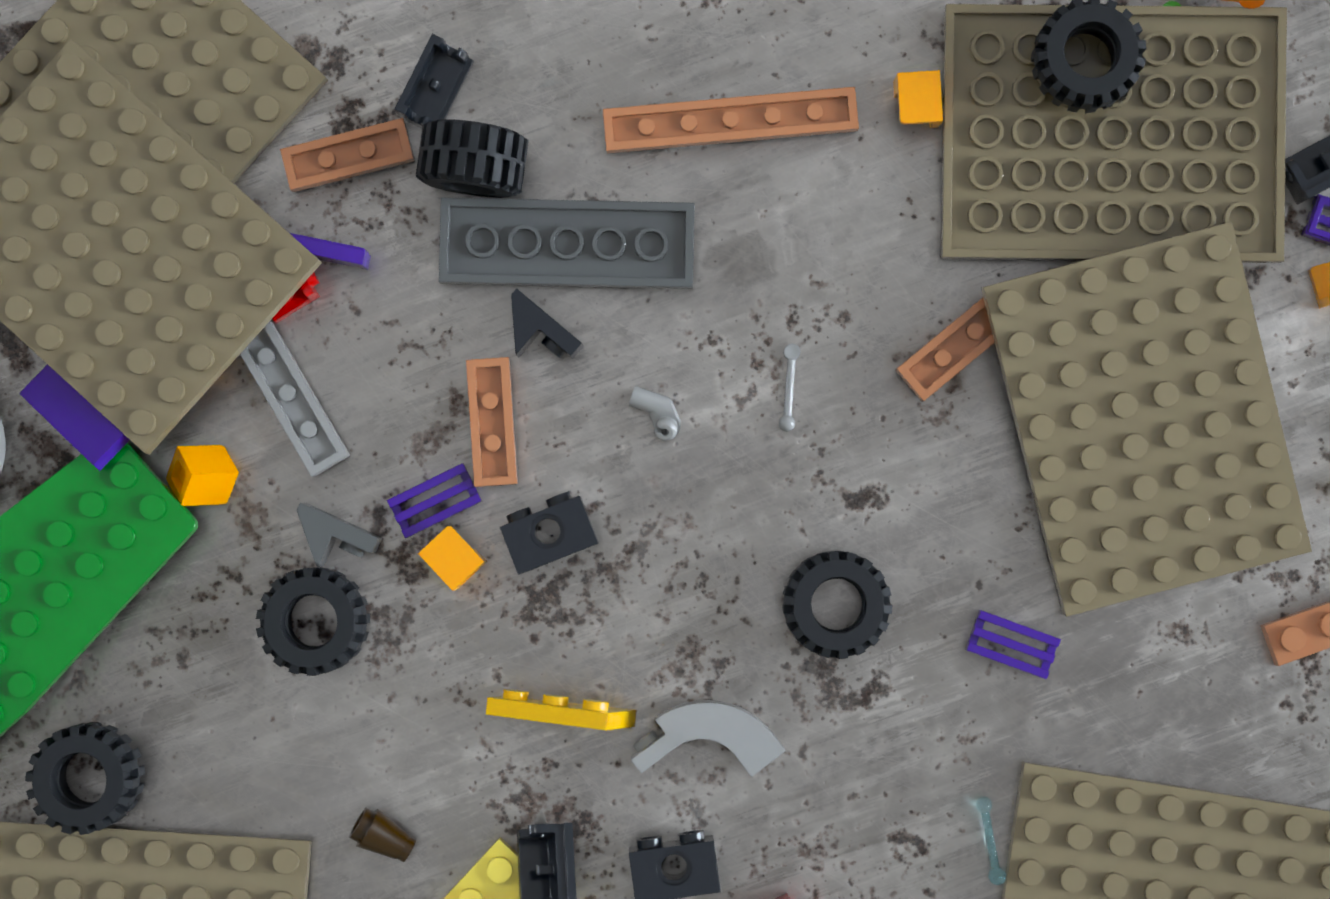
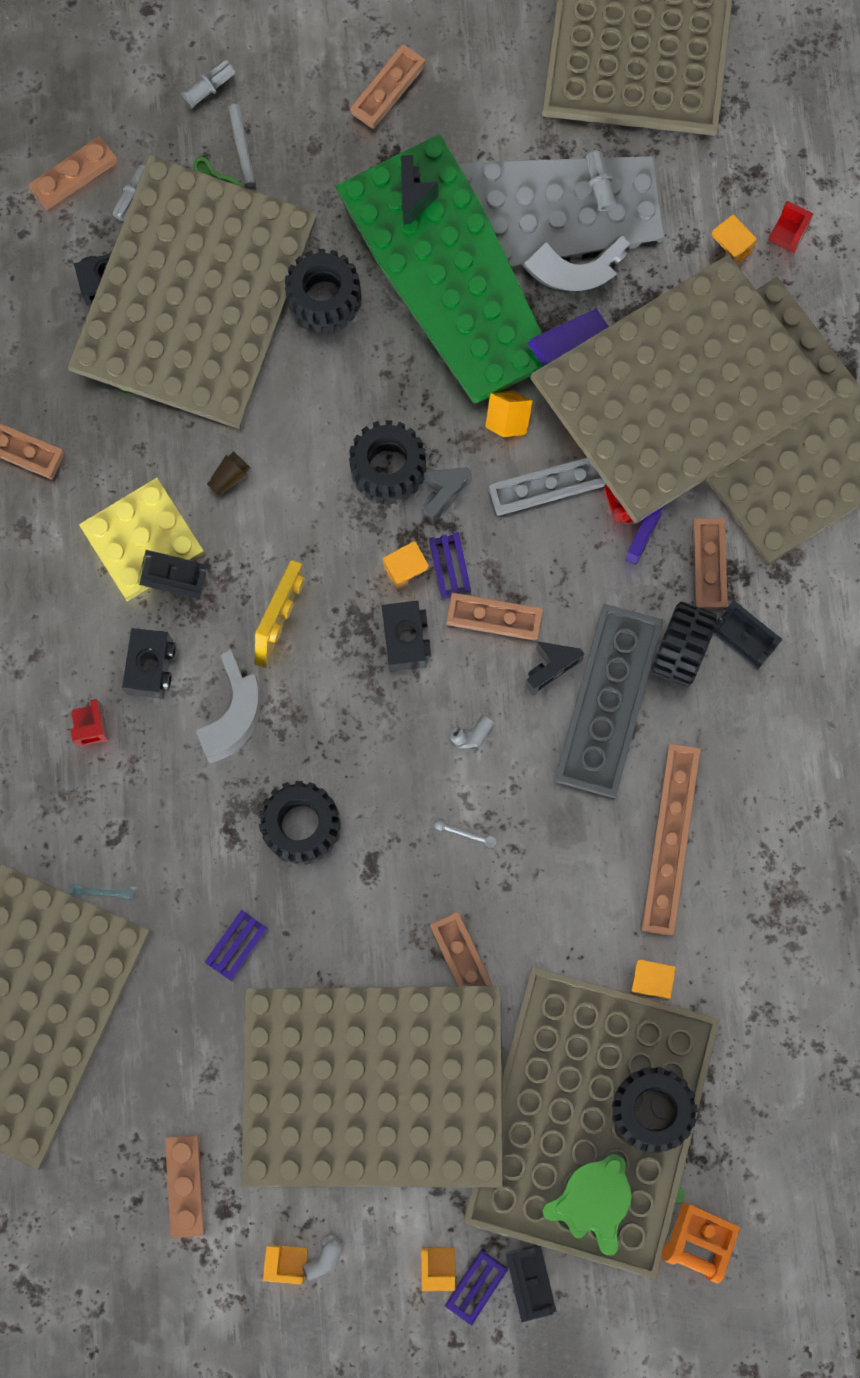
camera: 110 degrees right, 10 degrees down
(1214, 104) = (595, 1201): none -> bright green tile

